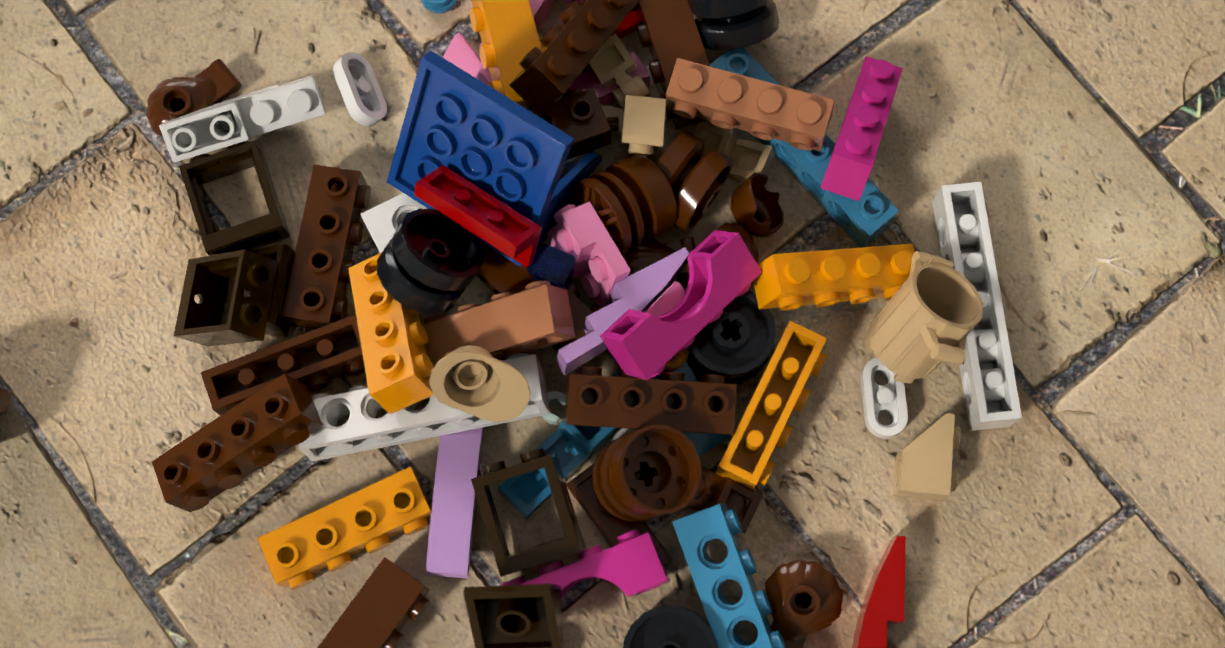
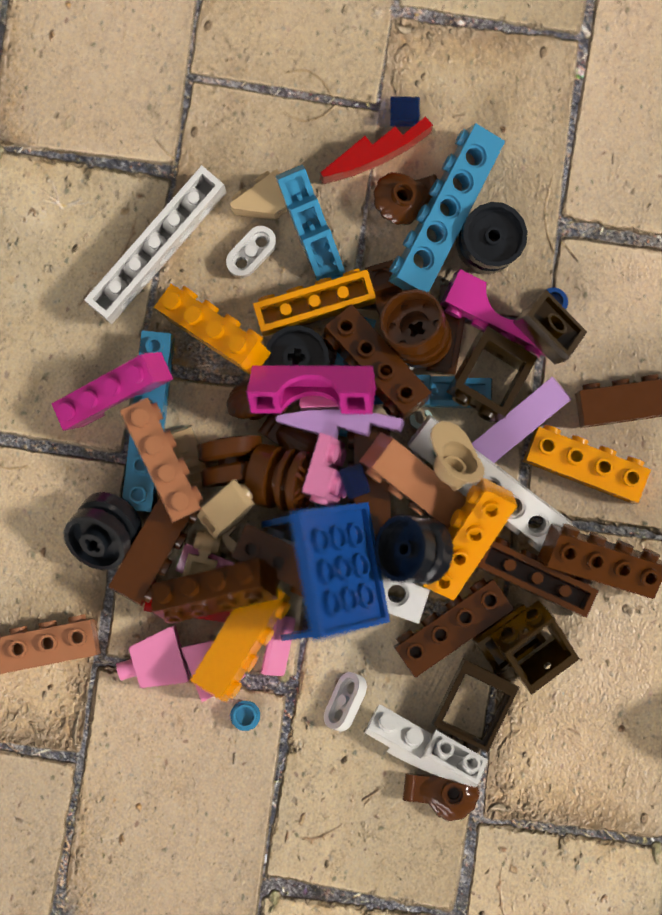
camera: 135 degrees left, 10 degrees up
(480, 213) = (368, 540): red panel -> none
(756, 207) = (208, 412): reddish brown hair -> none
(857, 476) = (310, 223): none -> dark azure slope
(925, 320) = (194, 259): tan container -> none

